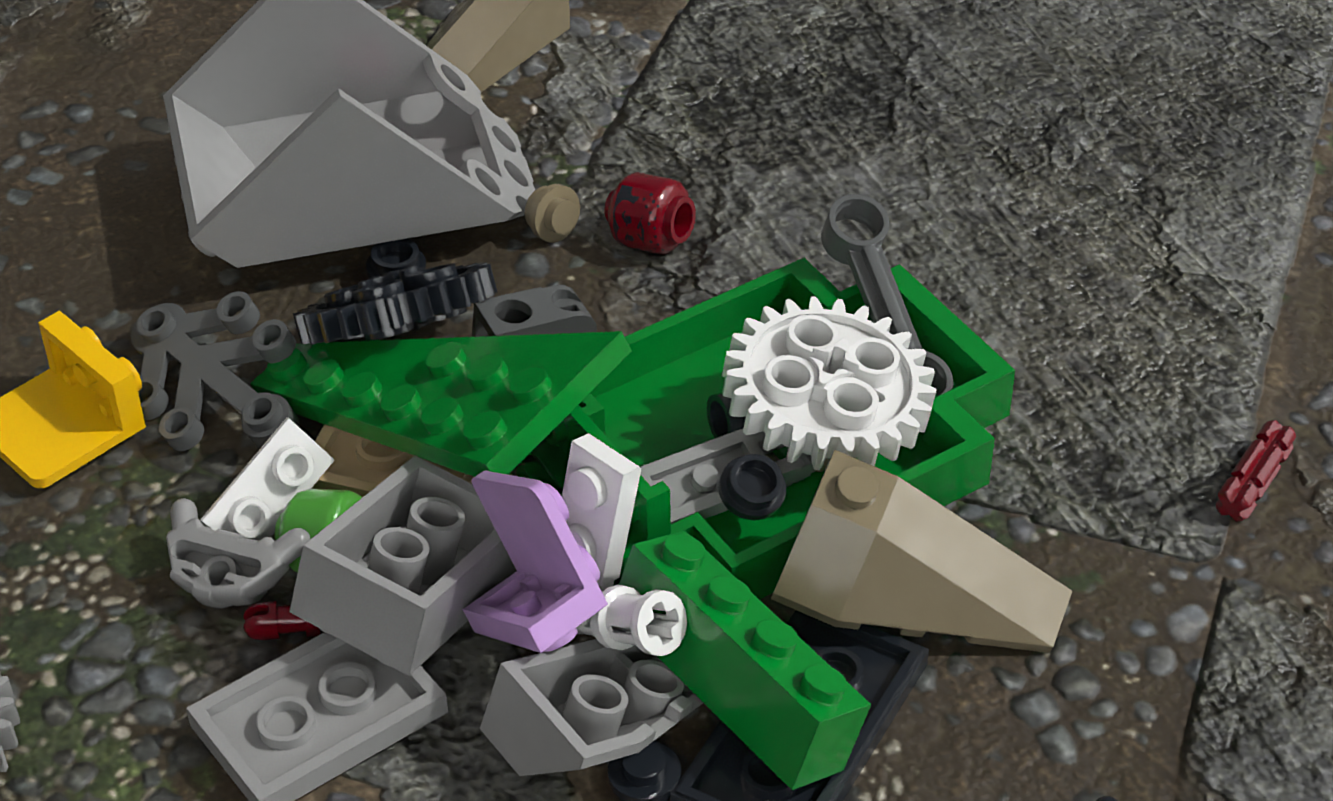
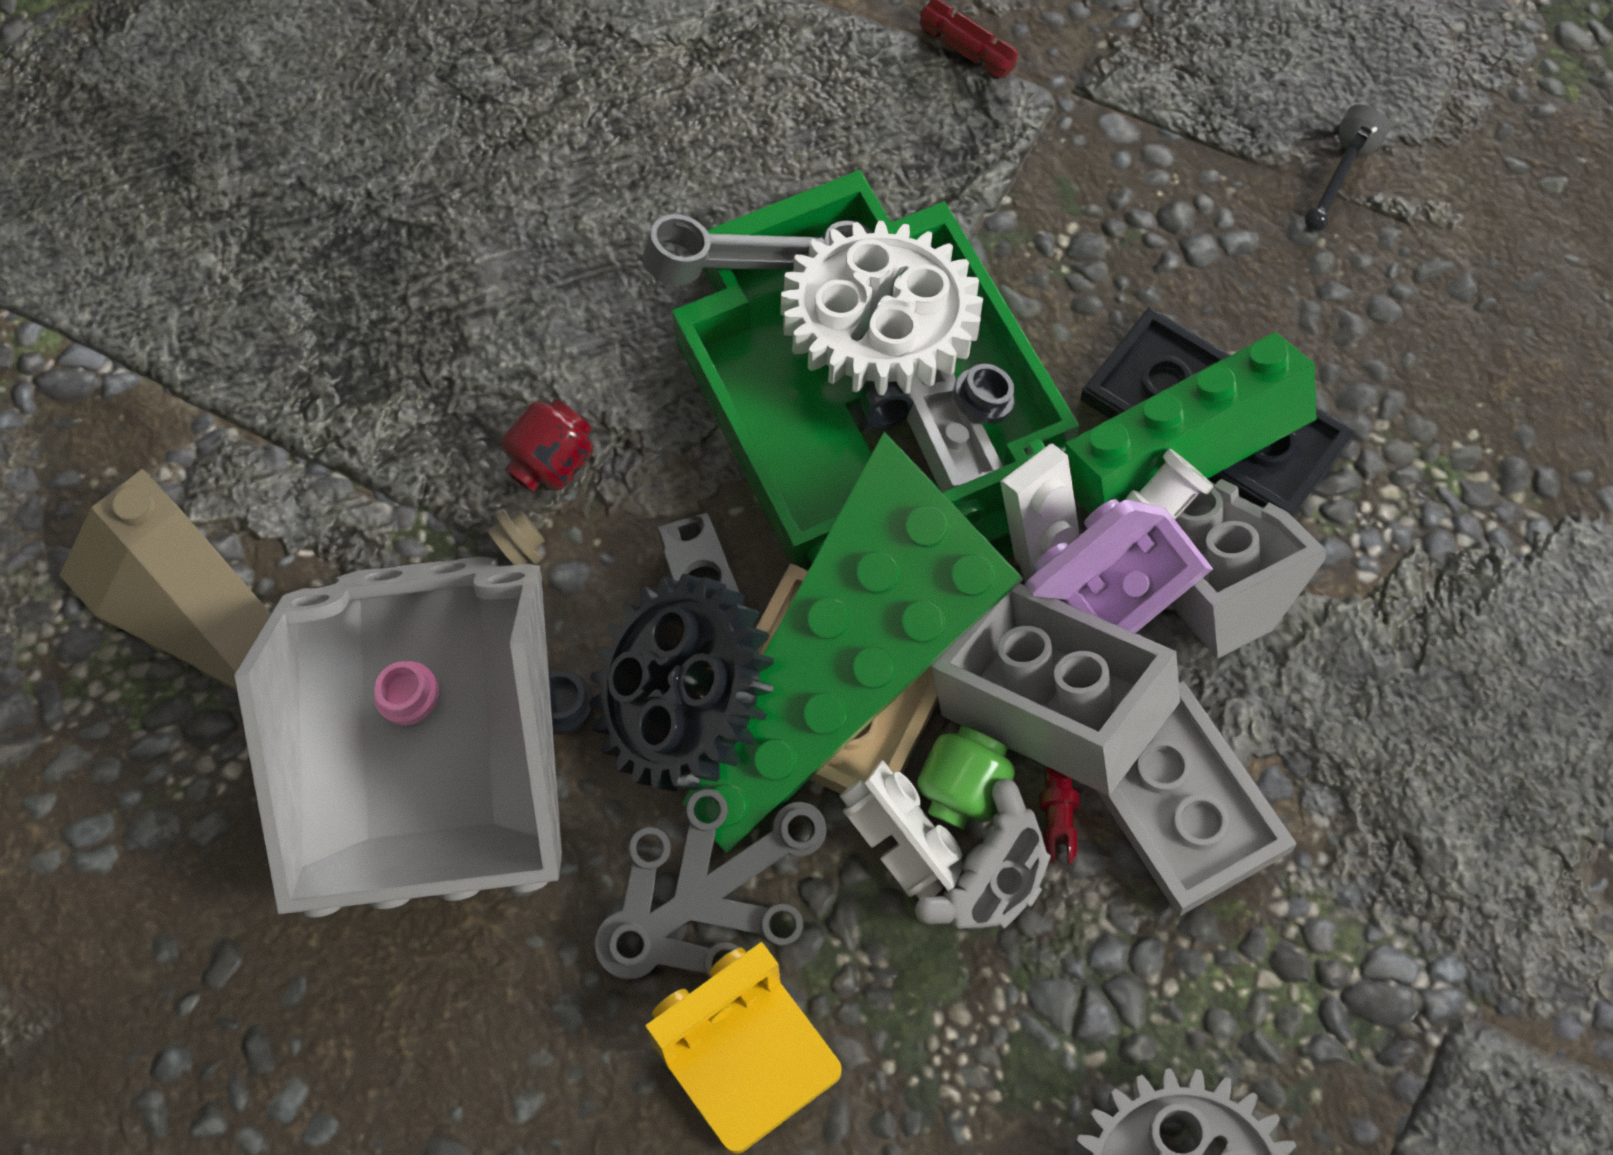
camera: 80 degrees left, 20 degrees up
(903, 561) = (1086, 302): dark tan wedge -> none

